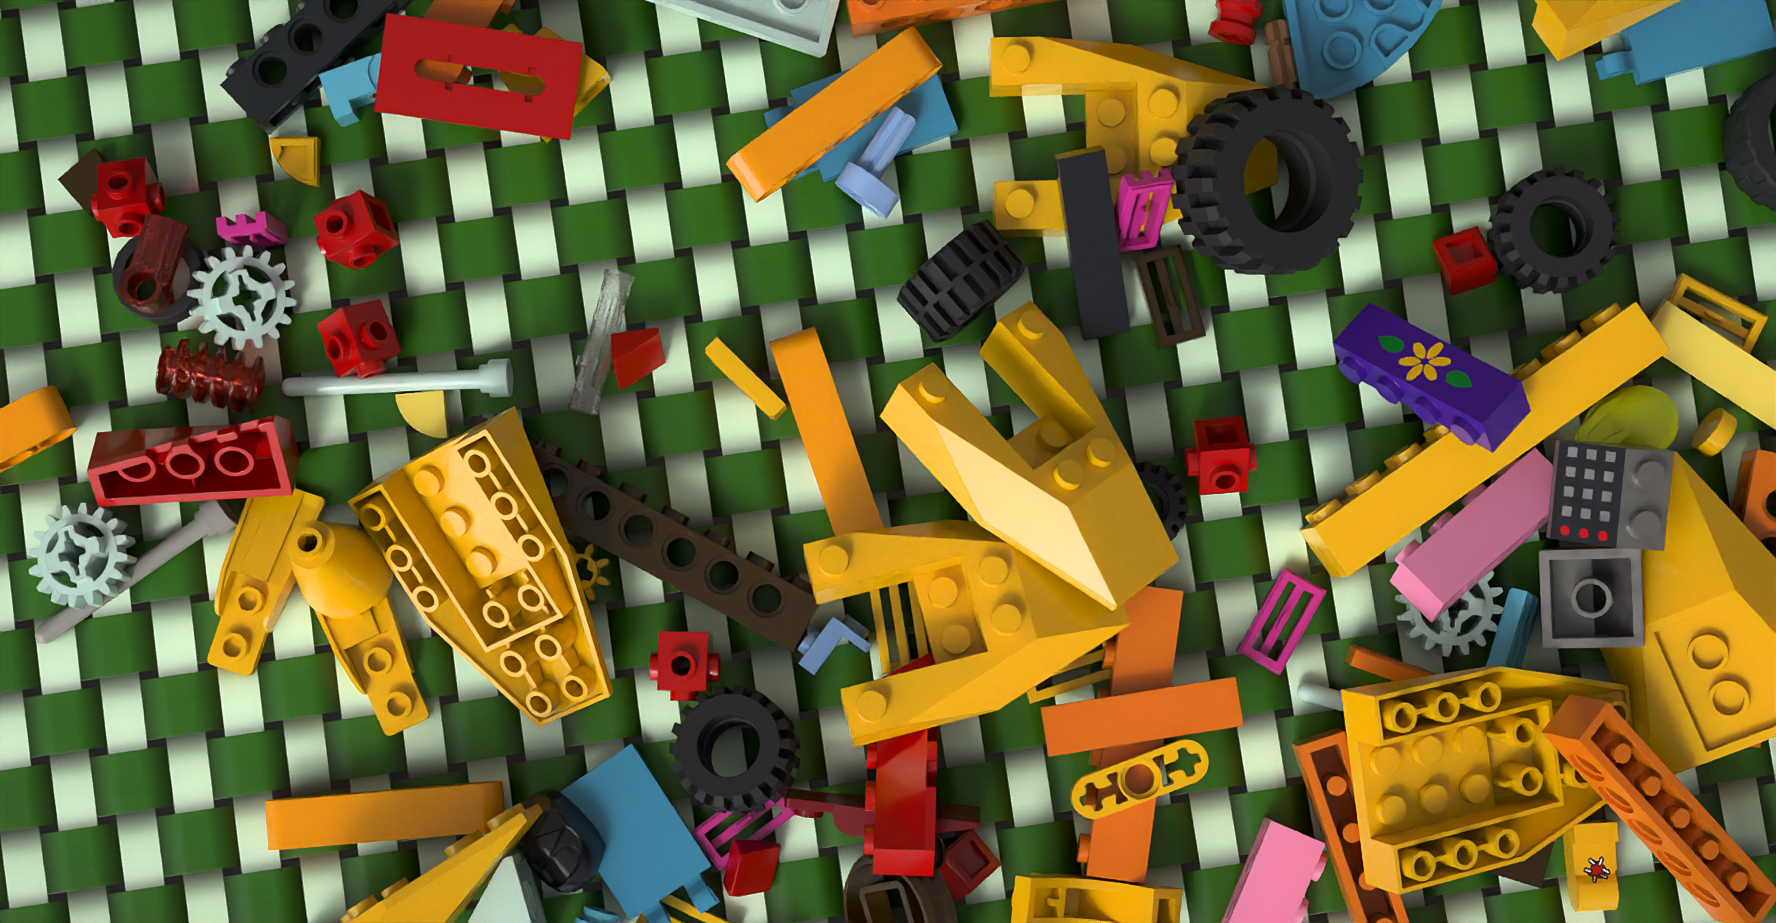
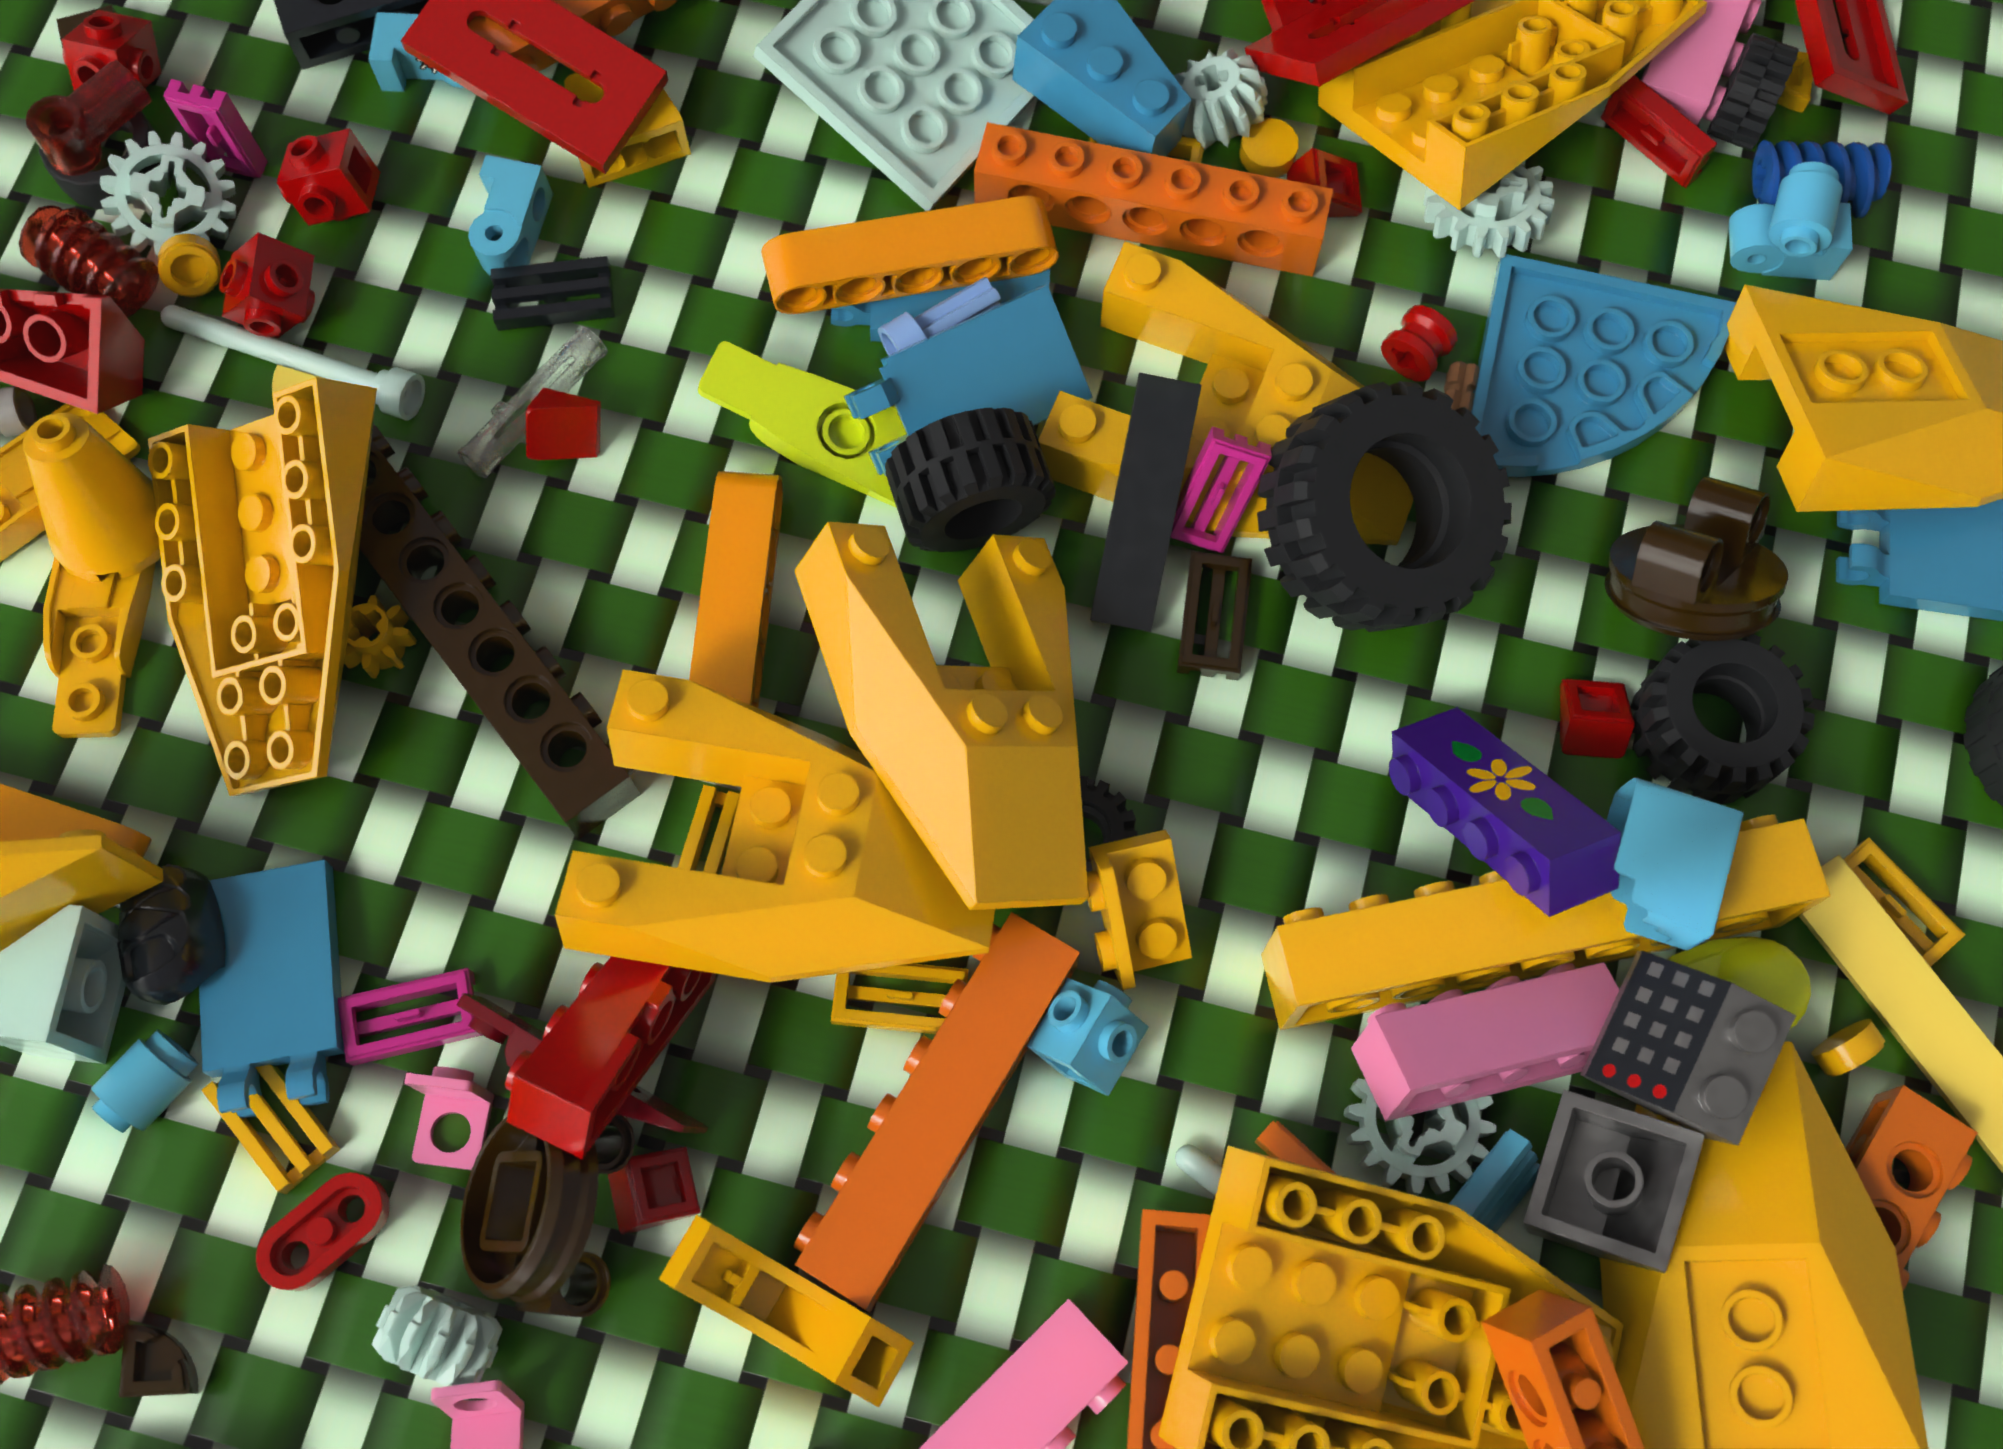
camera: 25 degrees right, 15 degrees down
(285, 344) = (189, 265): none -> yellow tile
(298, 157) = (318, 97): yellow tile -> none
(511, 213) = (512, 213): none -> medium azure leg
(559, 230) = (552, 284): none -> black tile
(672, 651) = (433, 787): red brick -> none
(704, 726) = (407, 879): black tyre -> none
(745, 379) = (673, 502): yellow tile -> none
(750, 867) = (380, 1072): red slope -> none
(804, 859) = (448, 1093): none -> bright pink bracket
(820, 644) = (622, 834): medium blue bracket -> none
(824, 268) = (802, 417): none -> neon yellow piece
(923, 197) = (998, 359): none -> dark azure tile
(1141, 716) = (956, 1083): orange tile -> none
(1169, 754) = (866, 1144): yellow beam -> none
(1207, 540) = (1139, 905): none -> yellow bracket
(1211, 641) = (1089, 1034): none -> medium azure brick
(1224, 465) = (1199, 811): red brick -> none
(1264, 611) = (1148, 1089): dark pink tile -> none
(1481, 130) = (1704, 574): none -> dark brown piece
(1558, 377) = (1671, 861): none -> medium azure piece

